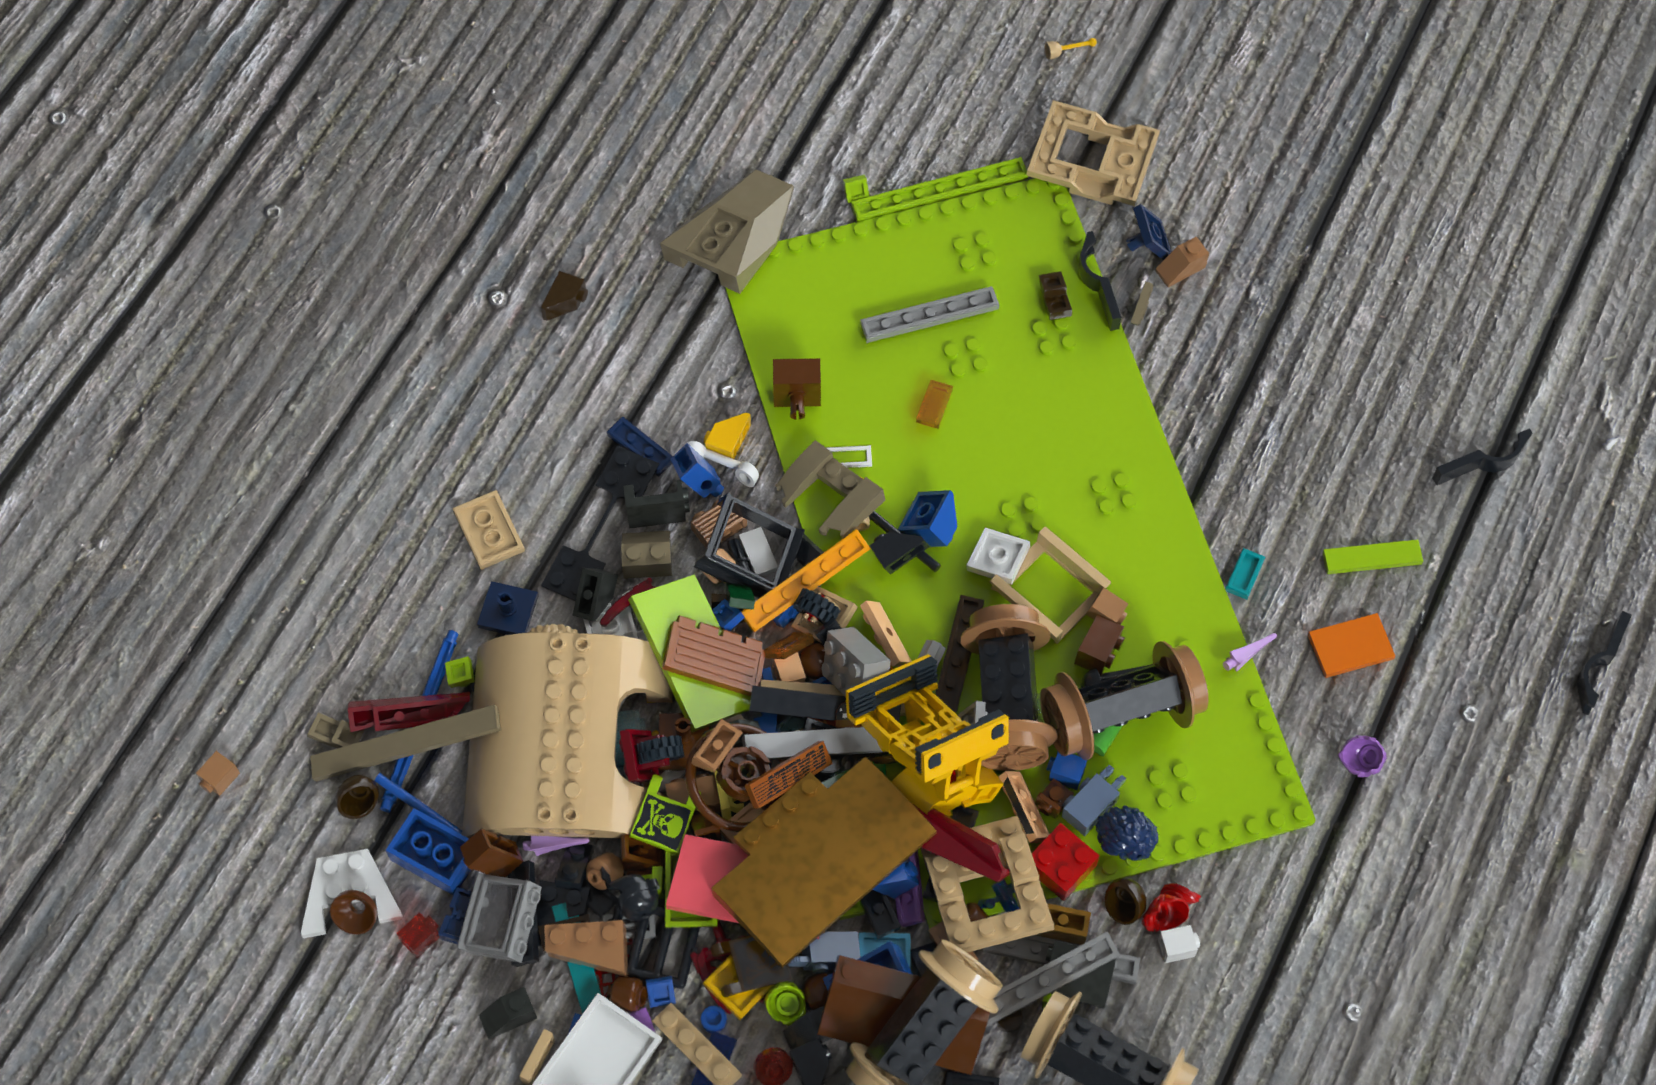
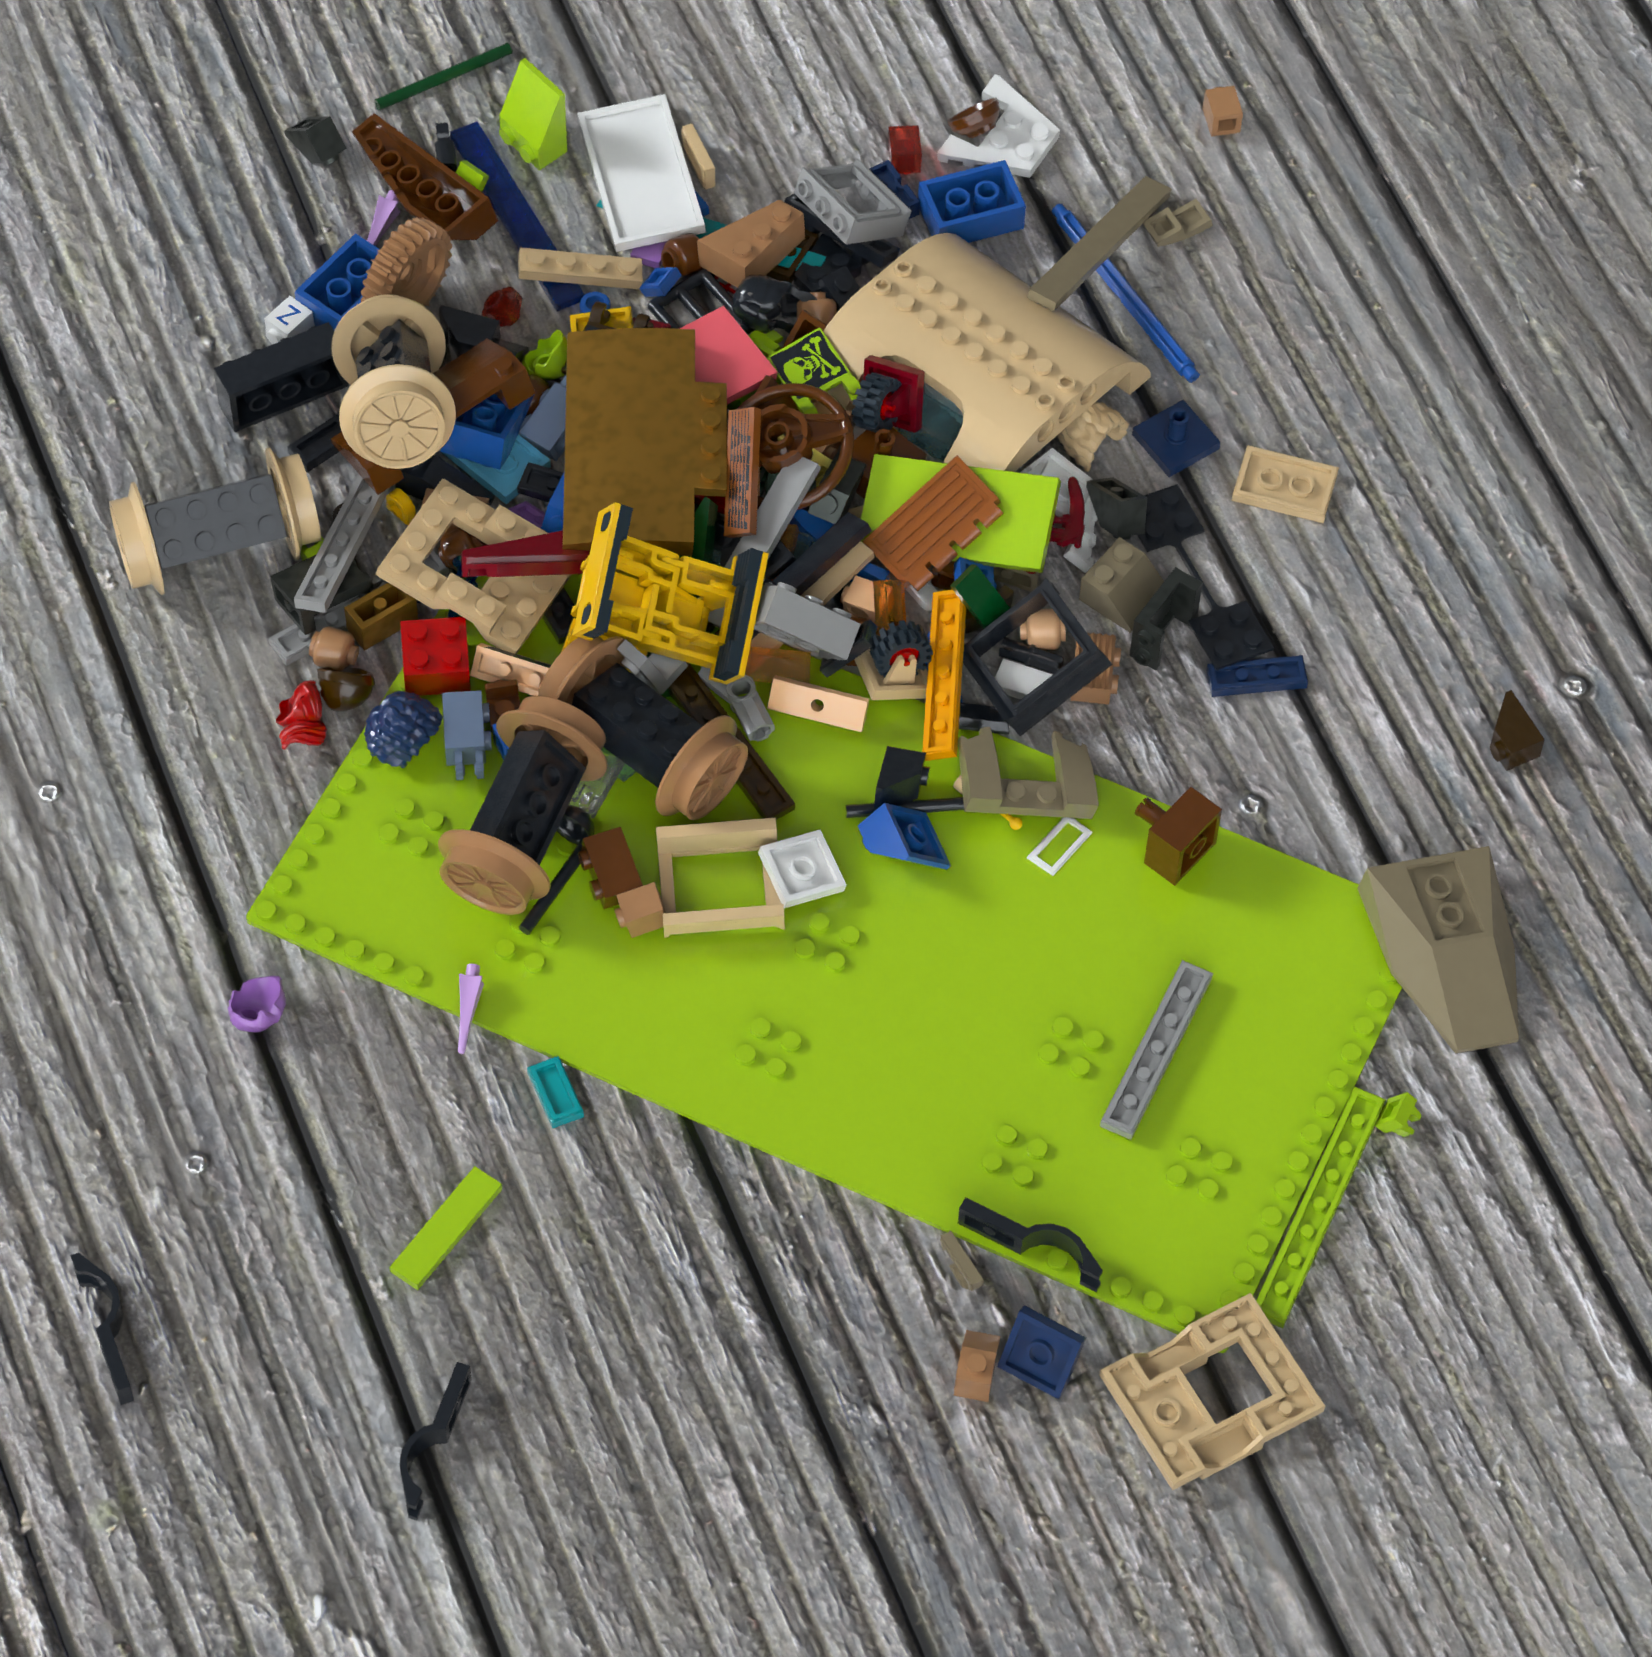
camera: 130 degrees right, 5 degrees down
(357, 797) = (1090, 188): dark brown hat -> none
(404, 711) = (1142, 275): dark red wedge -> none
(412, 801) = (1033, 228): blue bar -> none
(459, 672) = (1140, 344): lime tile -> none
(491, 854) = (921, 210): reddish brown piece -> none
(507, 1013) = (759, 168): pearl dark grey slope -> none
(696, 472) = (1165, 676): blue torso -> none
(716, 746) = (824, 420): medium nougat slope -> none
(728, 435) = (1186, 747): yellow slope -> none
(745, 471) = (1196, 709): white piece -> none
(934, 404) = (1039, 962): clear orange tile -> none
(1054, 49) = (1408, 1493): hinge -> none
(1055, 295) = (1056, 1189): dark brown slope -> none
(1114, 925) = (333, 648): none -> medium nougat head
(1178, 943) = (261, 695): white brick -> none
(1351, 645) = (377, 1116): orange tile -> none

